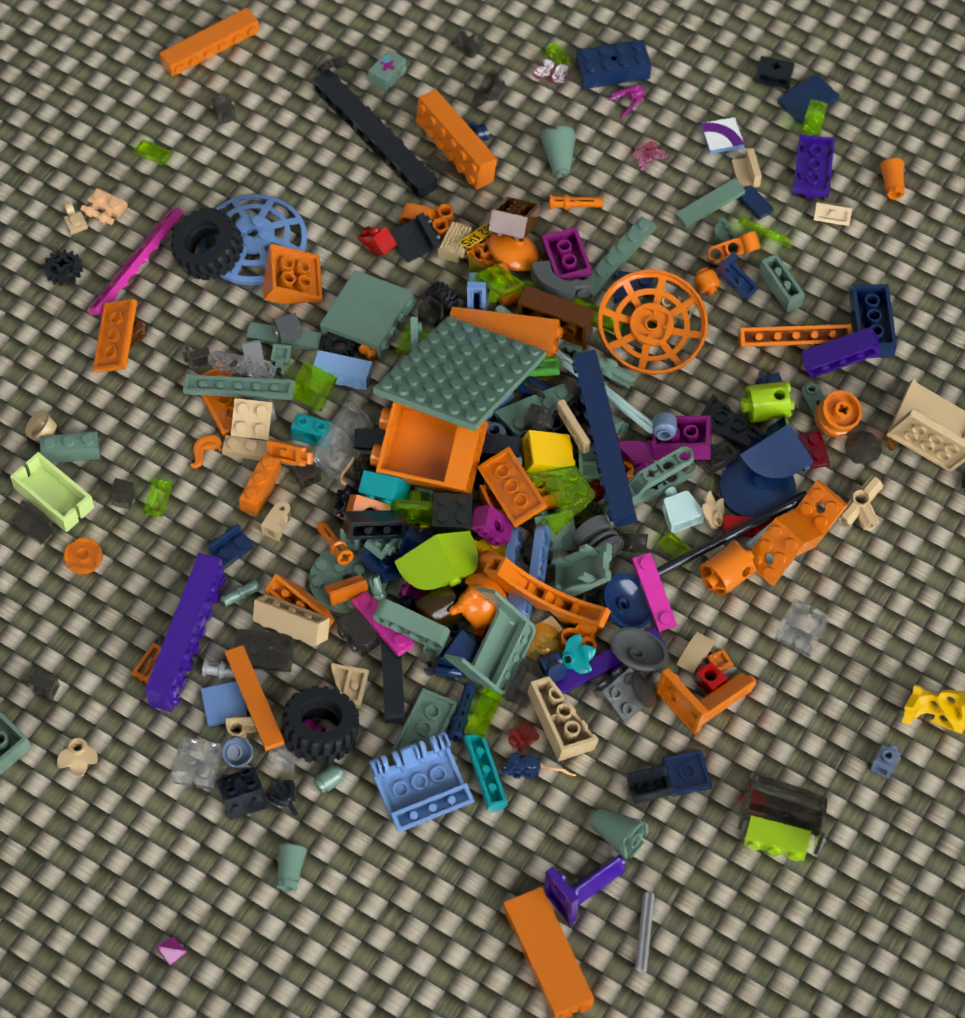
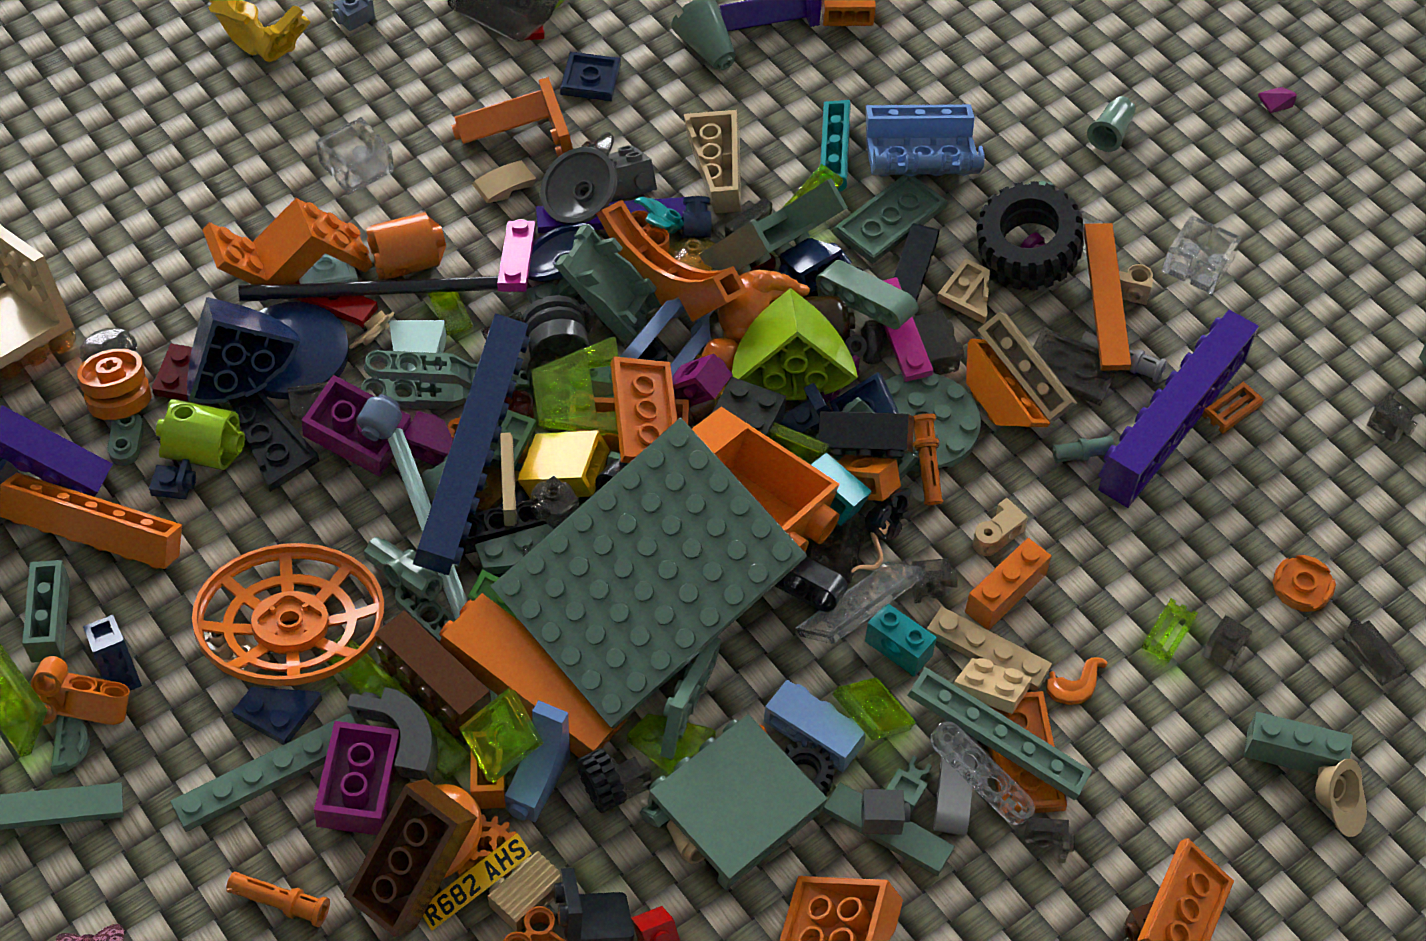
camera: 160 degrees left, 5 degrees down
(52, 492) = (1341, 675): yellowish green piece -> none
(79, 759) = (1356, 327): tan plate -> none
(223, 702) = (1149, 326): medium blue tile -> none
(230, 546) = (1078, 518): dark blue bracket -> none
(237, 752) = (1139, 251): sand blue hair -> none
(242, 793) = (1150, 218): black bracket -> none
(283, 795) = (1098, 200): black piece -> none
(289, 452) = (949, 592): orange hinge -> none
(346, 589) = (934, 385): orange panel -> none
(376, 588) = (888, 373): sand green pin -> none
(460, 719) = (851, 198): dark blue pin -> none
(475, 265) = (518, 815): pearl gold tile -> none
(522, 736) = (771, 169): clear red bracket -> none
(527, 766) = (782, 133): dark blue animal -> none
(649, 784) = (644, 69): black bracket -> none
(707, 281) = (156, 664): orange head -> none
(709, 670) = (503, 145): red brick -> none
(720, 660) = (476, 168): orange tile -> none
(864, 510) = (171, 274): tan piece -> none

